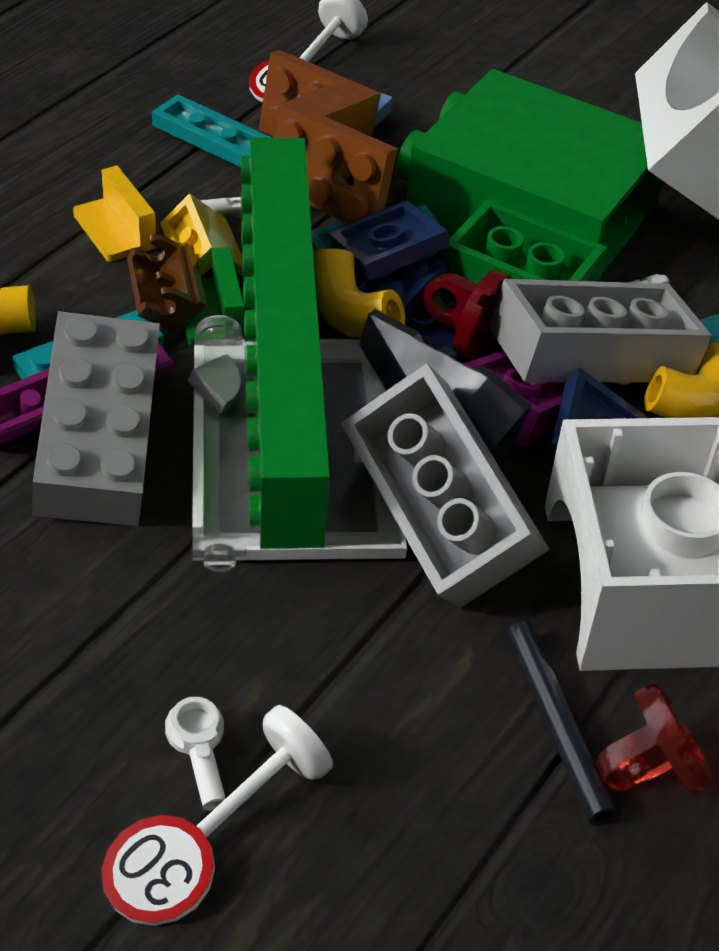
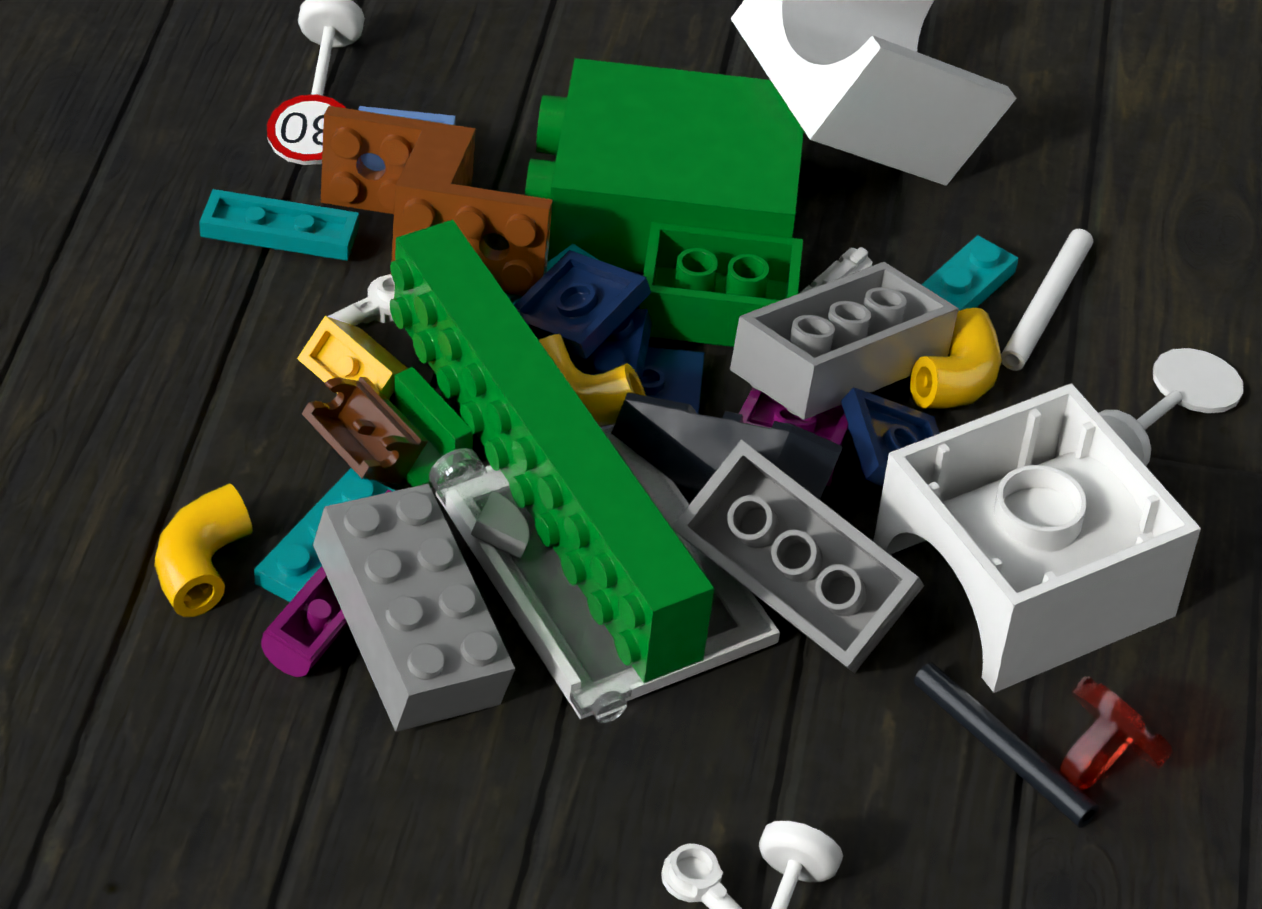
camera: 25 degrees left, 0 degrees up
(119, 219) = (249, 367): yellow panel -> none
(473, 309) = (707, 356): dark red tile -> none

